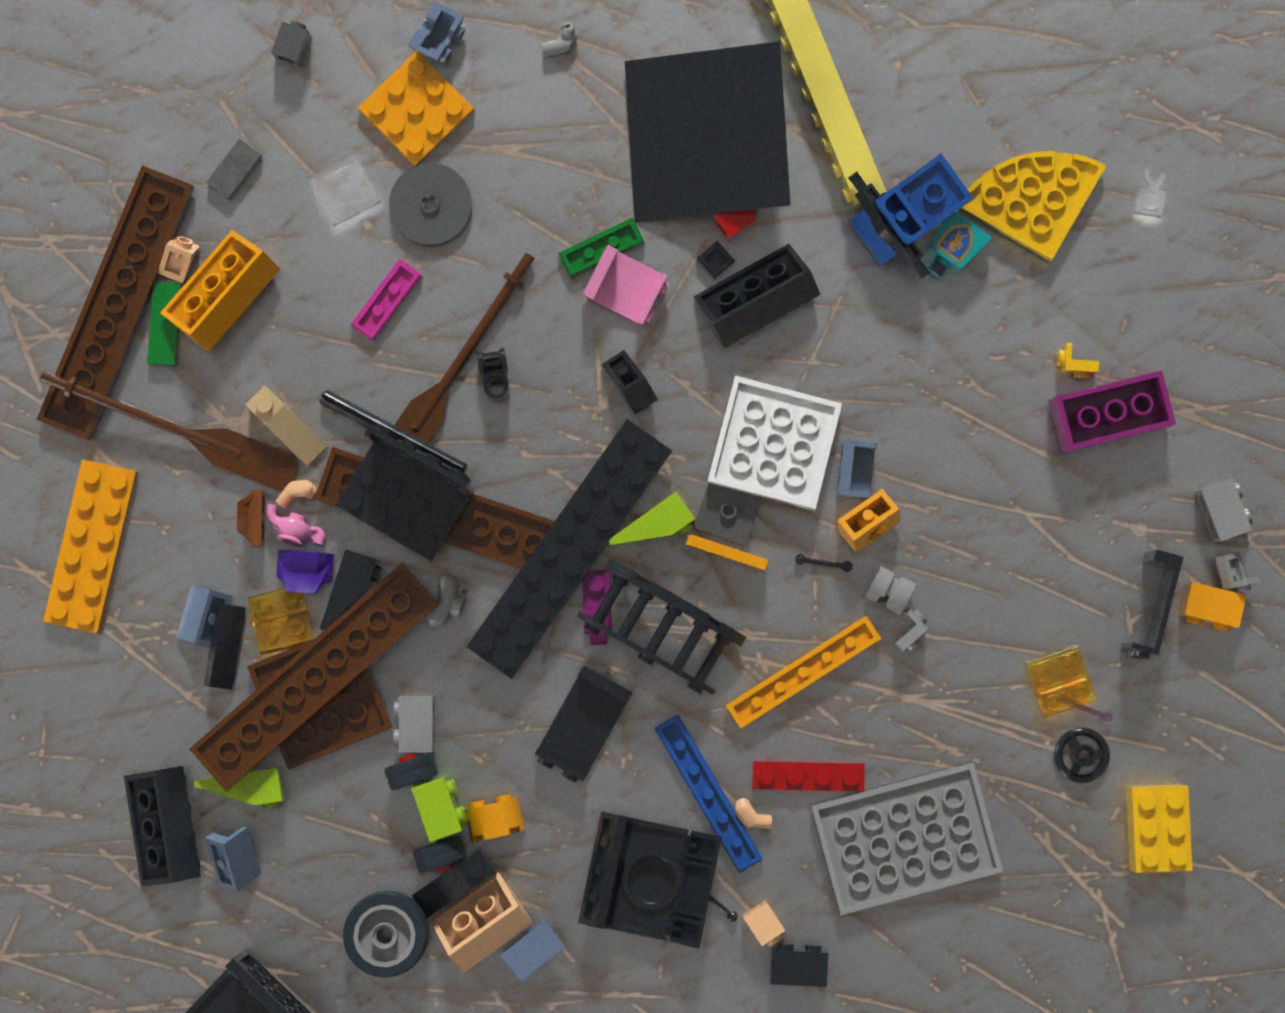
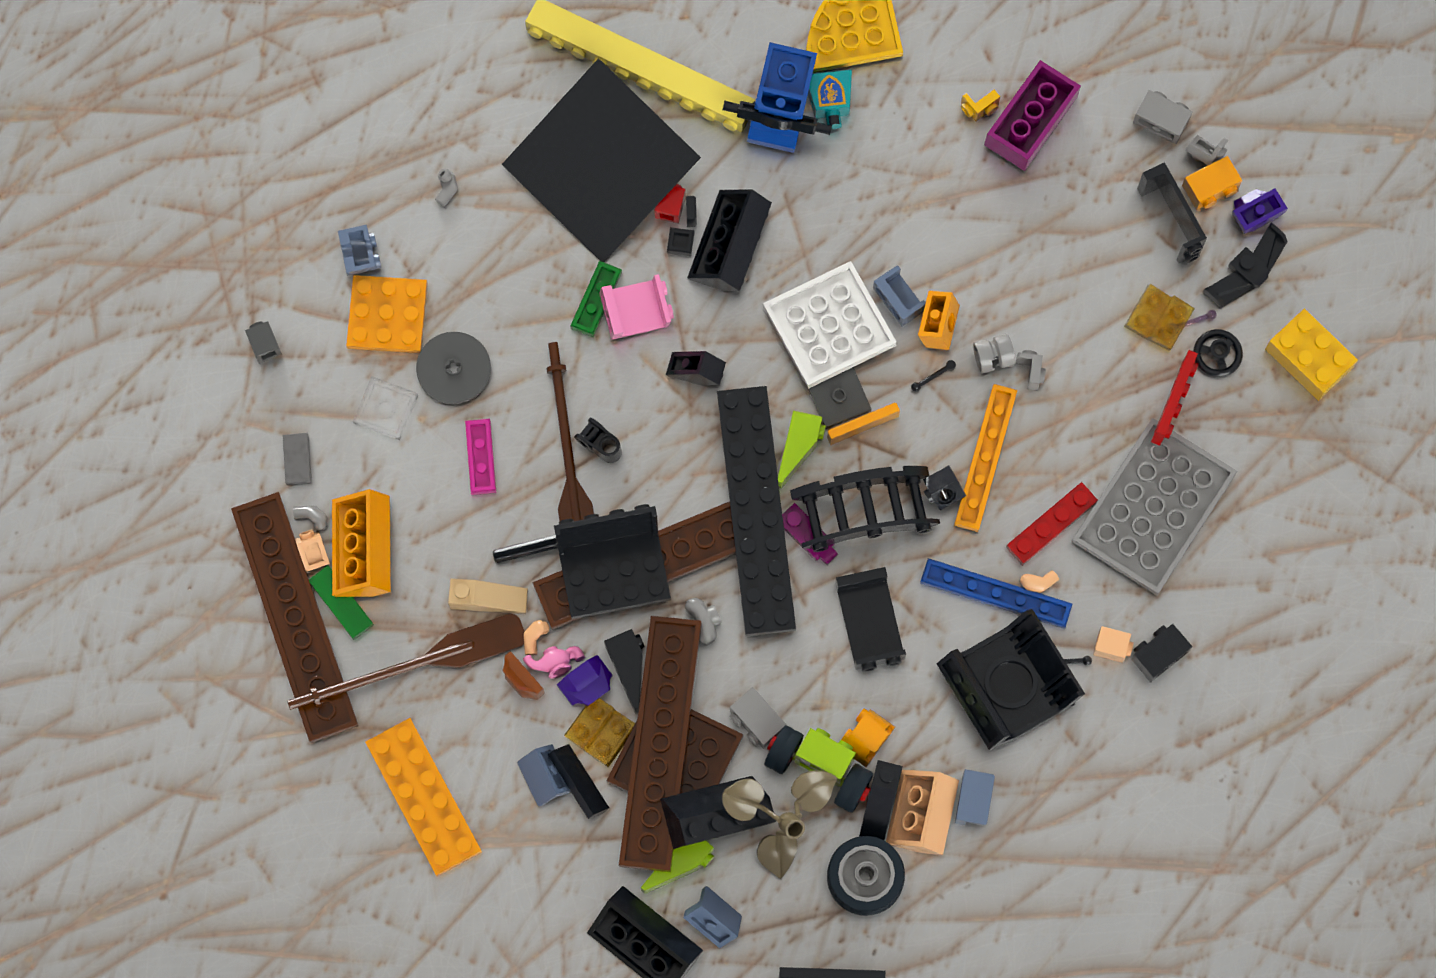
camera: 40 degrees left, 10 degrees down
(207, 229) = (313, 513): none -> light grey arm
(308, 776) = (702, 817): none -> black slope
(333, 849) = (778, 851): none -> dark tan plant
(742, 668) = (943, 488): none -> black brick
(746, 242) = (691, 211): none -> black tile
(997, 770) = (1172, 406): none -> red plate
(1176, 706) = (1249, 268): none -> black plate
(1230, 661) = (1258, 209): none -> dark purple slope

